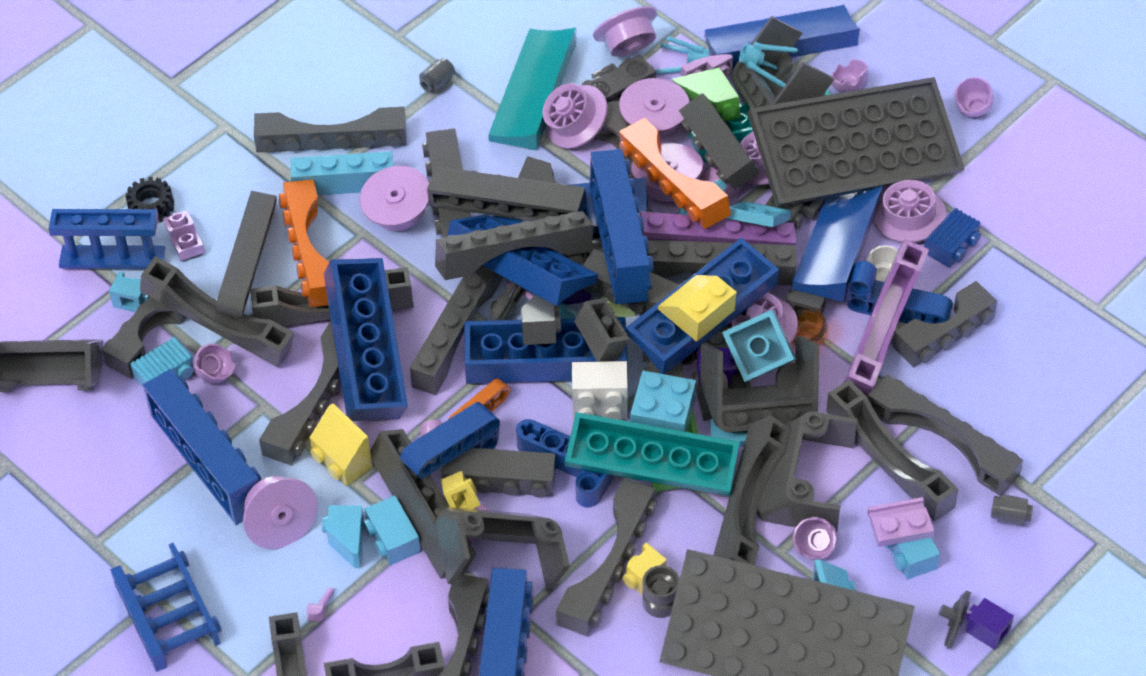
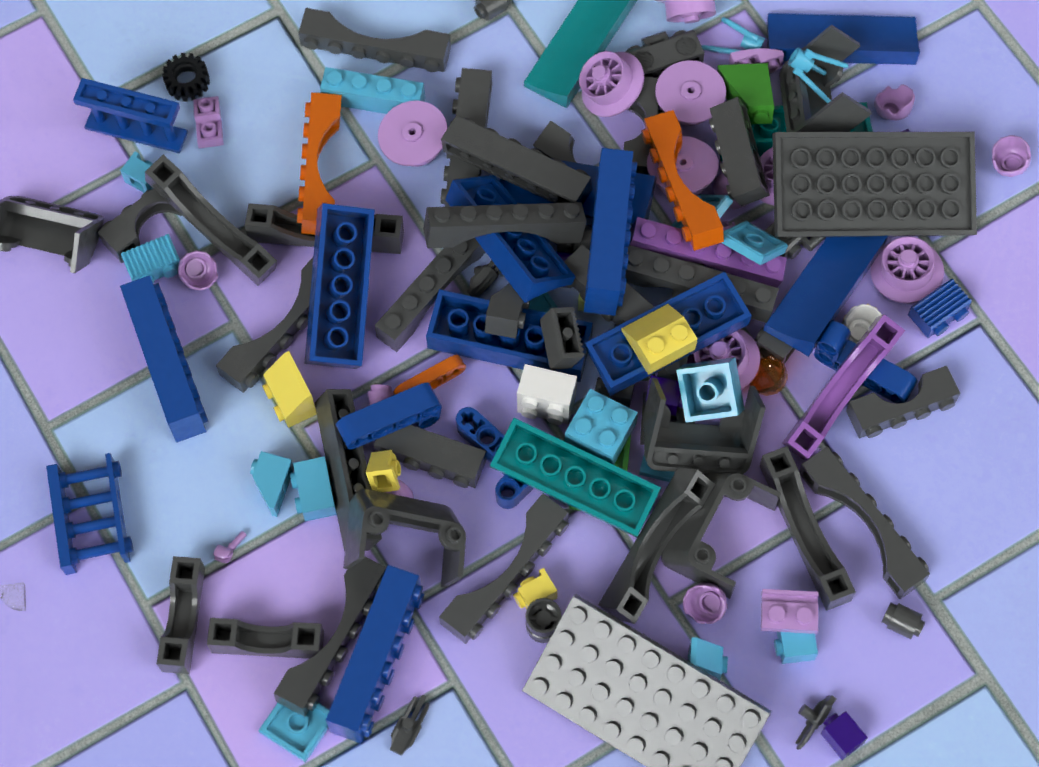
camera: 15 degrees right, 15 degrees up
(246, 254) = (256, 163): dark grey beam -> none
(279, 511) = (212, 446): lavender piece -> none

